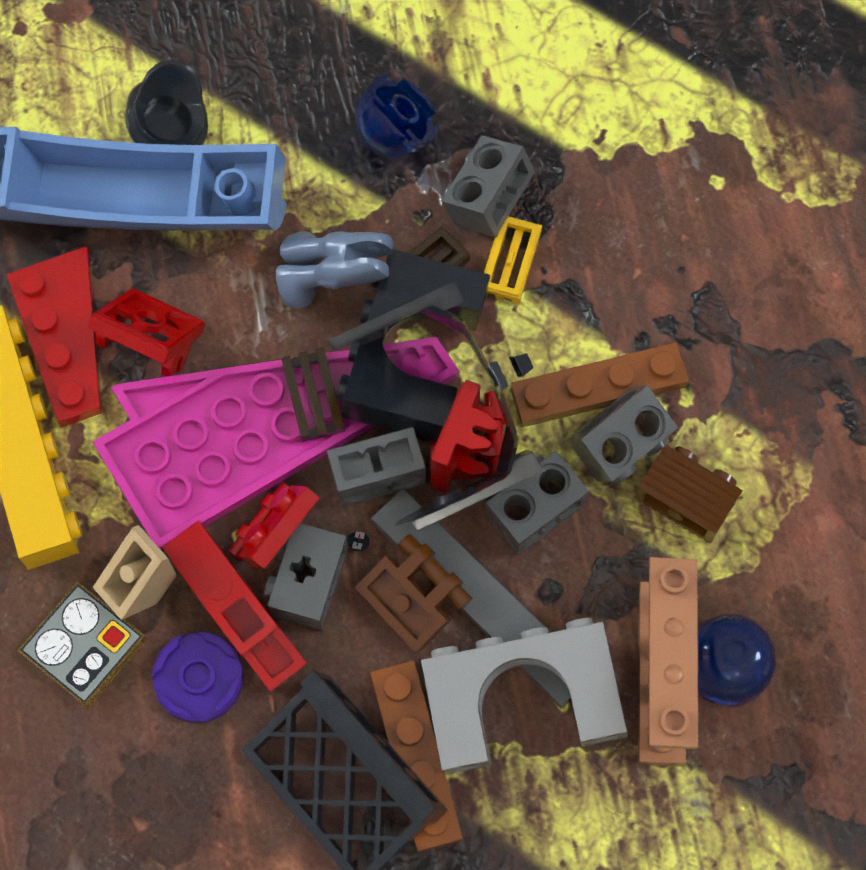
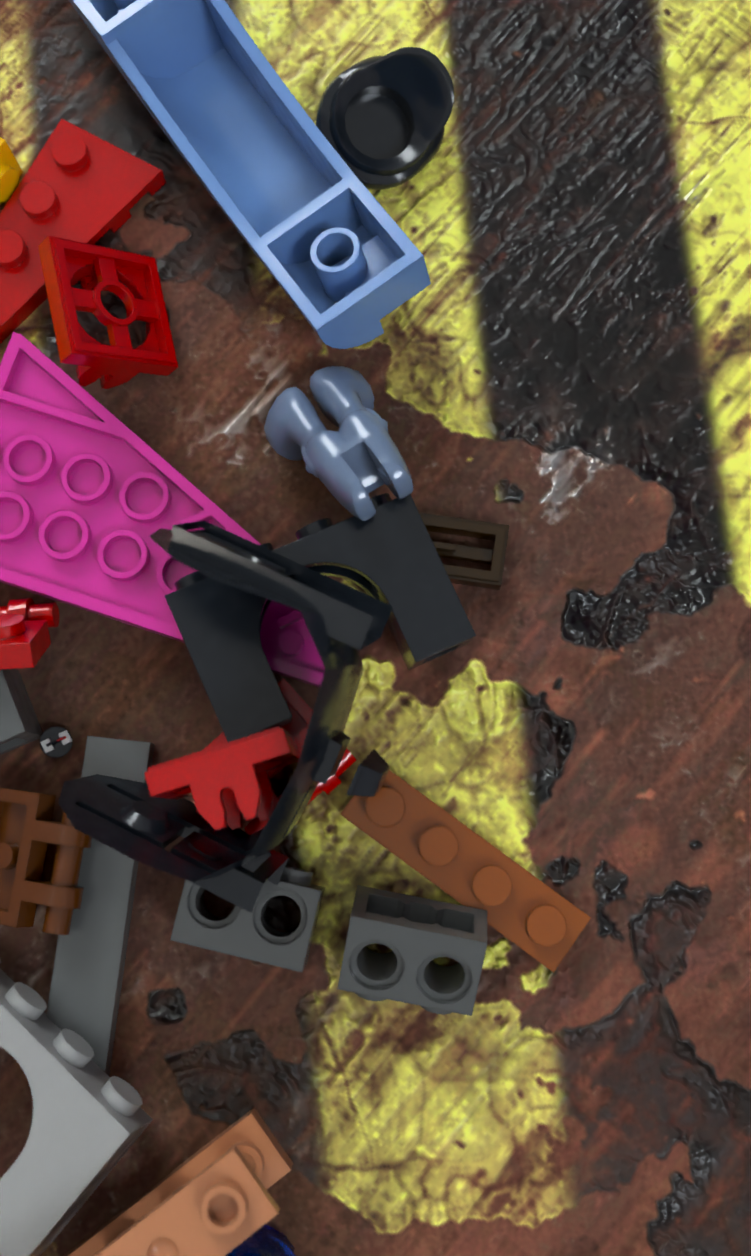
camera: 55 degrees right, 10 degrees up
(304, 362) = (145, 547): dark brown tile -> none
(377, 467) = (138, 696): dark grey brick -> none
(394, 118) = (592, 362): clear blue cylinder -> none
(488, 186) = (603, 546): dark grey brick -> none
(502, 290) = (587, 614): yellow tile -> none
(689, 492) = (407, 1091): reddish brown brick -> none

